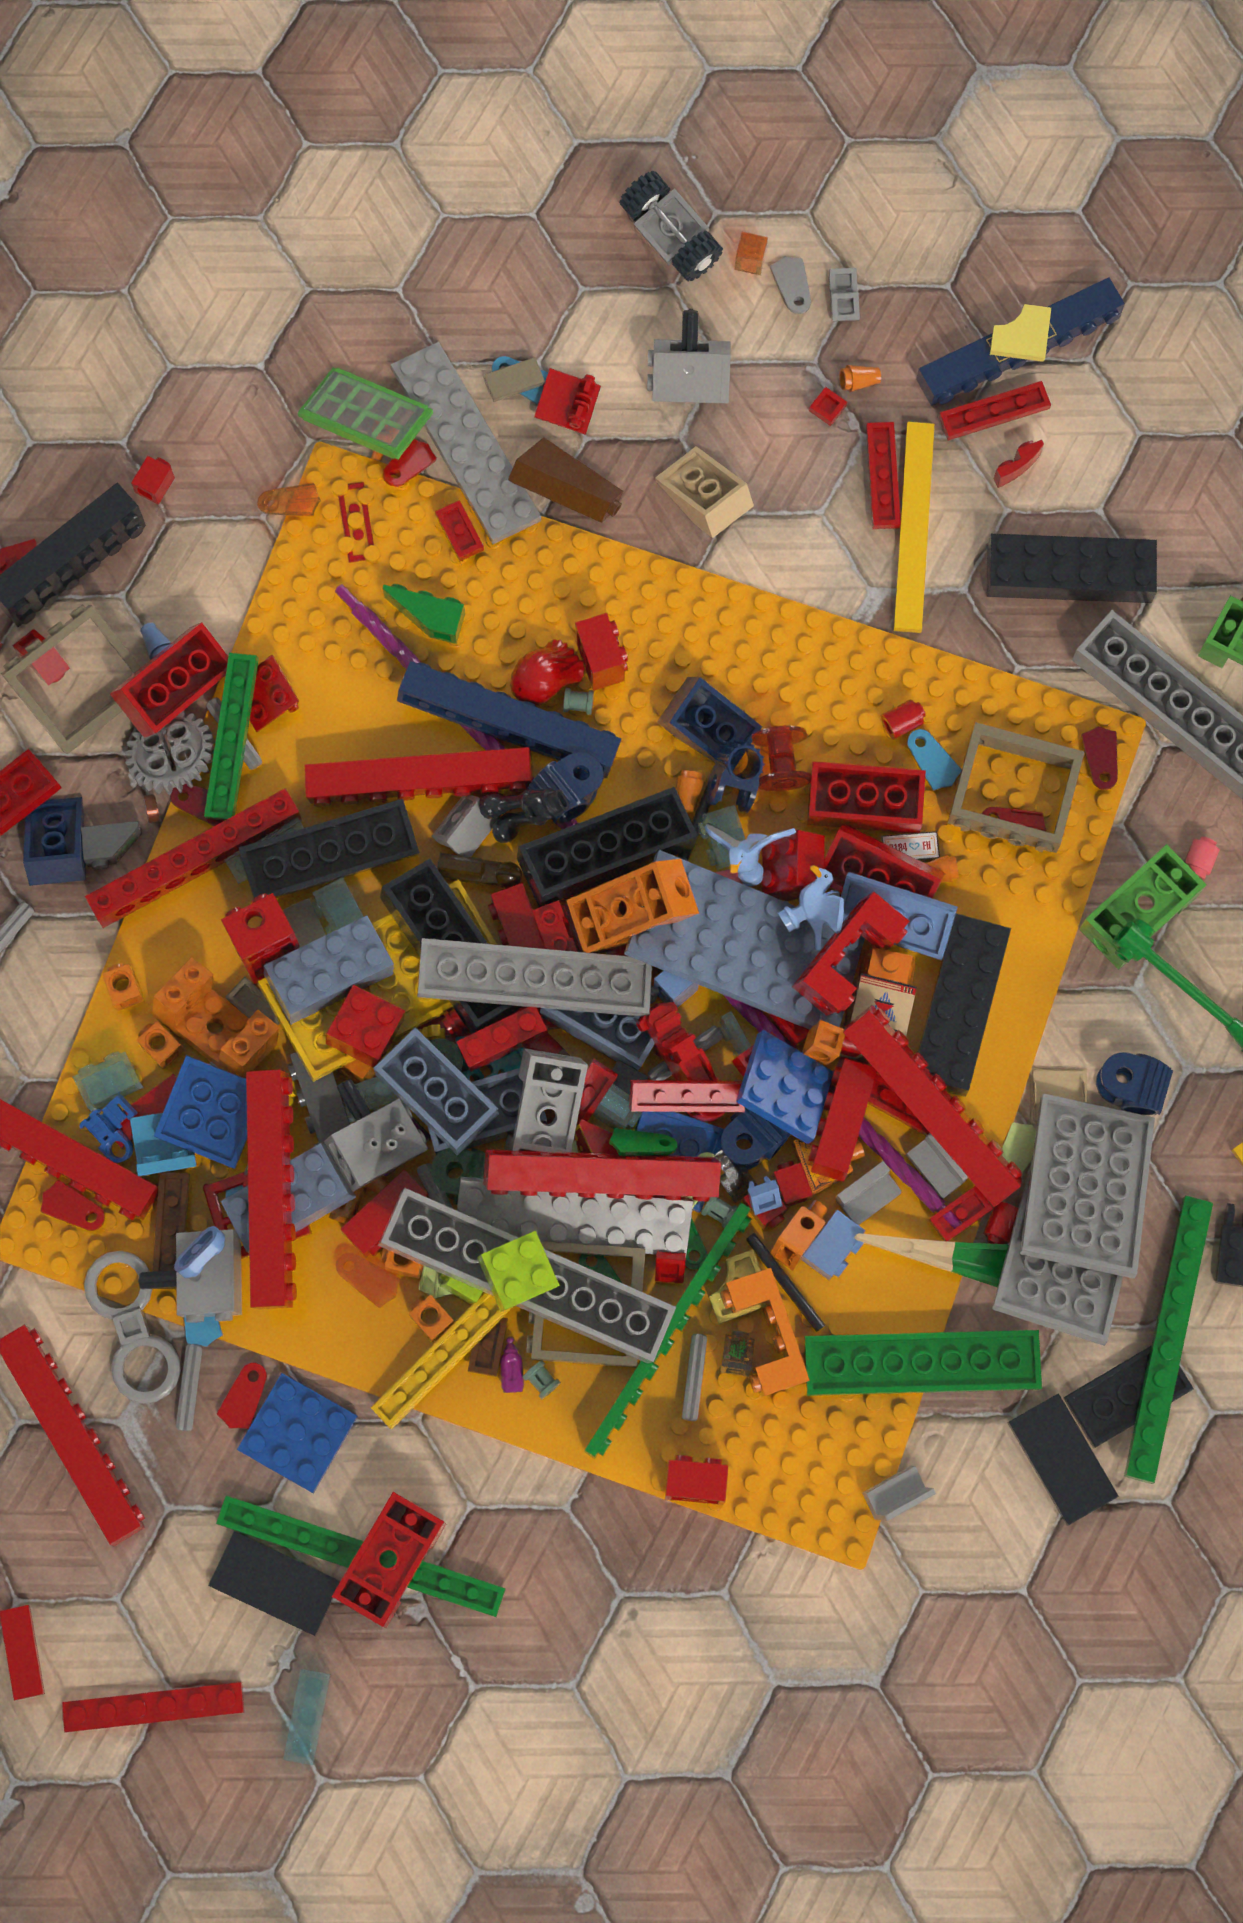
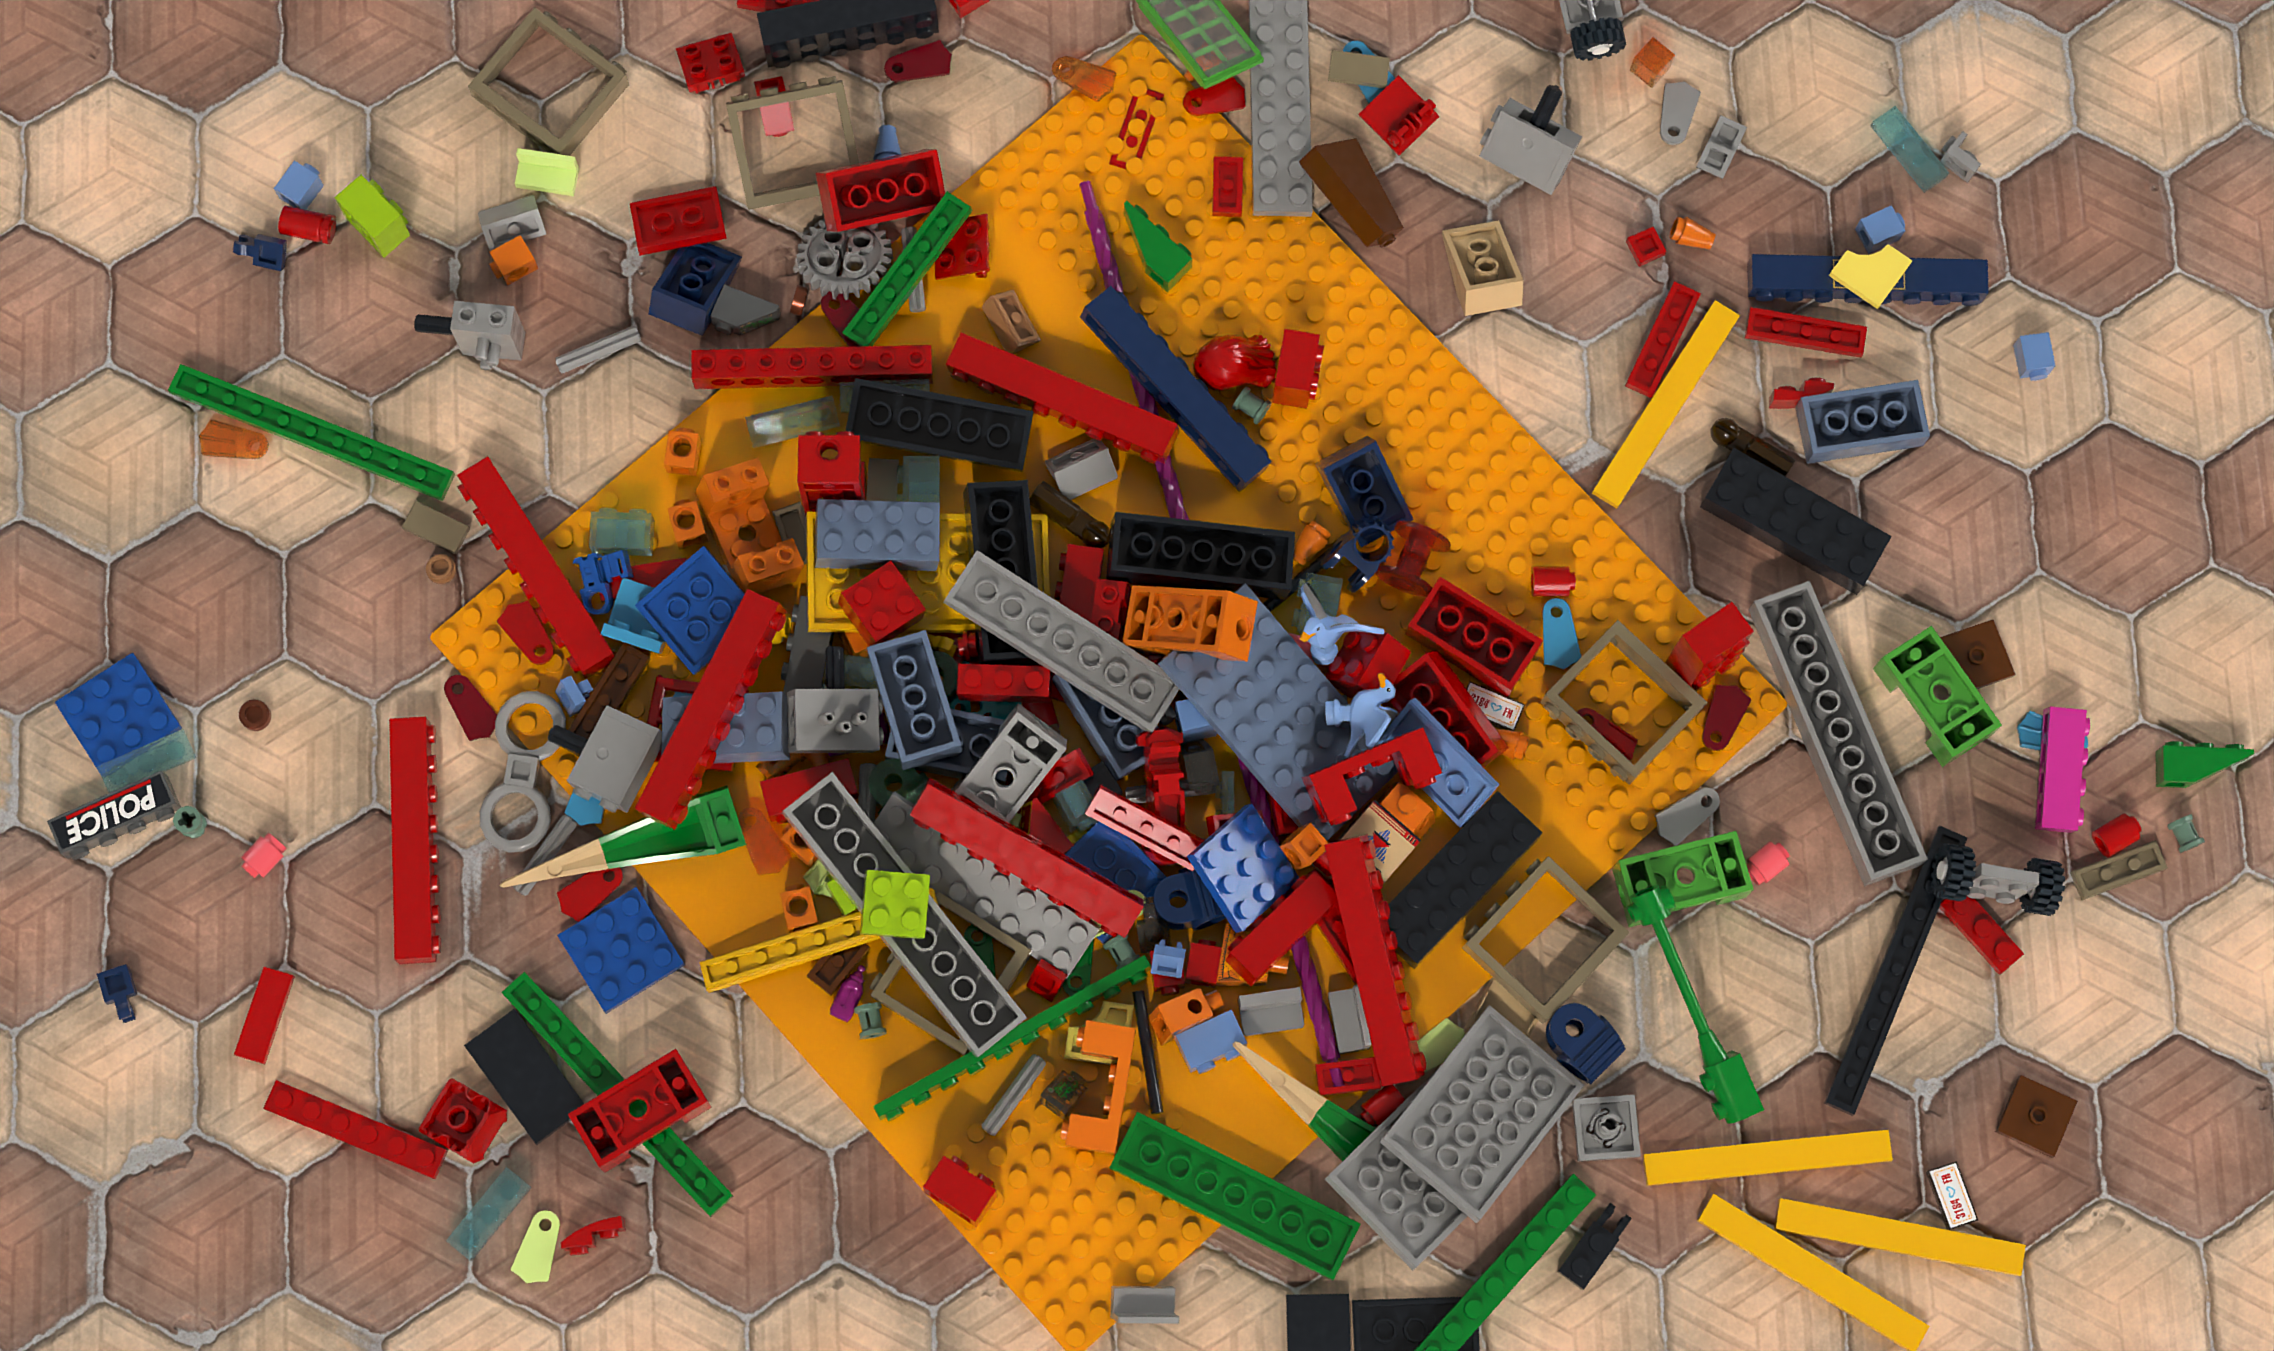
camera: 25 degrees right, 0 degrees up
(58, 1297) = (470, 708): none -> dark red piece
(141, 1239) = (572, 694): none -> medium blue tile
(145, 559) = (920, 63): none -> dark red piece
(199, 1252) = (607, 737): medium blue plate -> none
(202, 912) = (792, 421): none -> clear light blue plate
(242, 1649) = (463, 1121): none -> red slope
(319, 1292) = (707, 830): none -> green plate
(339, 735) = (1010, 321): none -> medium nougat slope
(364, 1724) = (537, 1249): none -> yellowish green piece
(400, 1693) = (584, 1238): none -> red slope
(537, 808) = (1154, 482): black piece -> none
(576, 784) = (1195, 480): dark blue piece -> none
(642, 1143) = (1080, 849): green piece -> none
(701, 1021) = (1198, 766): none -> clear smoke slope
(982, 525) = (1730, 435): none -> dark brown piece
(995, 220) = (1909, 149): none -> clear light blue plate
(1009, 296) = (1880, 229): none -> medium blue brick
(1009, 1013) = (1497, 913): none -> dark tan window
(1040, 209) = (1959, 161): none -> light grey bracket
(1067, 703) = (1710, 647): none -> red brick
(1081, 459) = (1862, 421): none -> sand blue brick
(1114, 853) = (1686, 815): none -> light grey piece
(1187, 336) = (2034, 356): none -> medium blue brick
(1208, 1144) = (1606, 1127): none -> light grey plate

